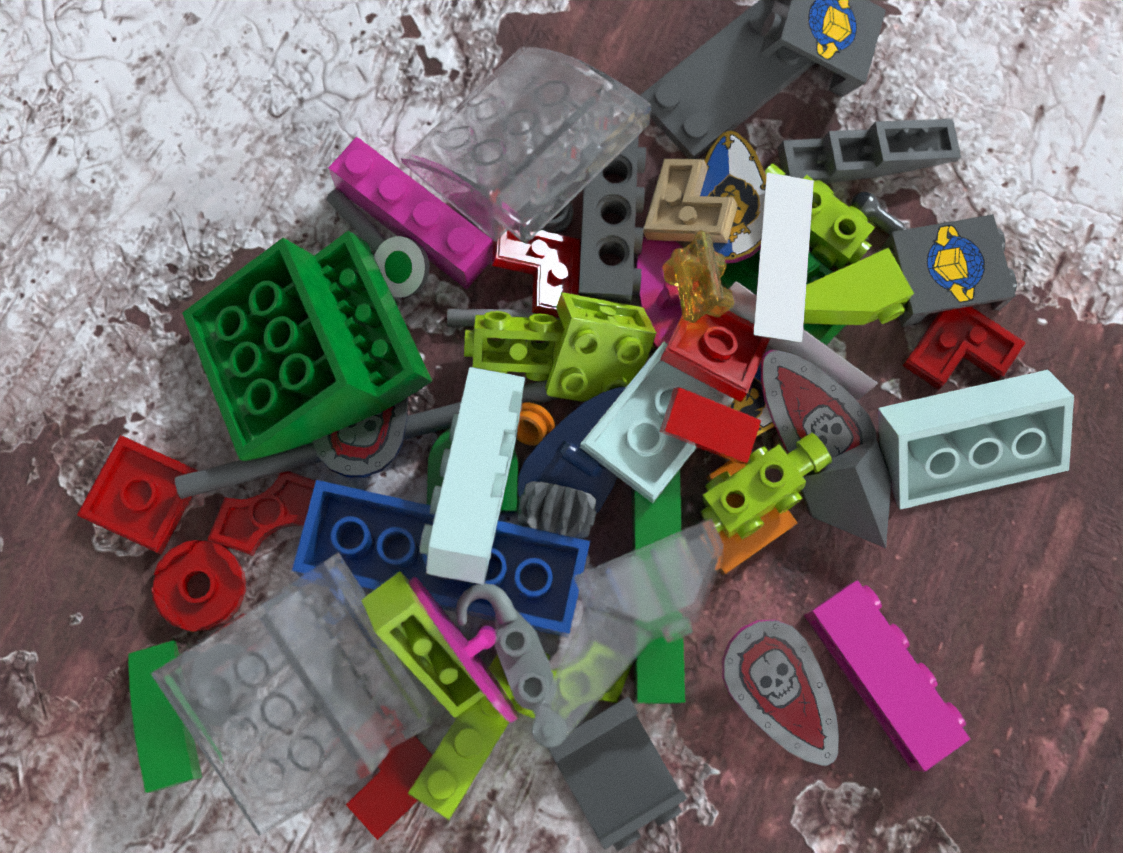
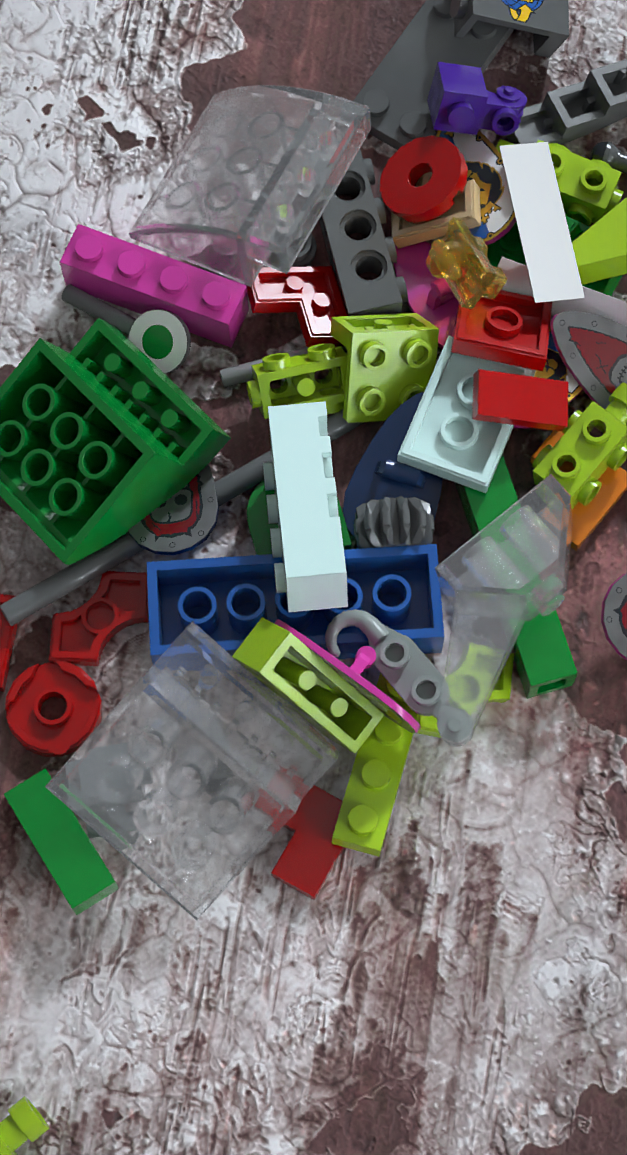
camera: 10 degrees left, 5 degrees down
(534, 423) = (346, 464): orange plate -> none
(617, 775) = (529, 766): dark grey panel -> none
(676, 166) = (409, 164): none -> red tile
(746, 122) = (463, 105): none -> dark purple brick

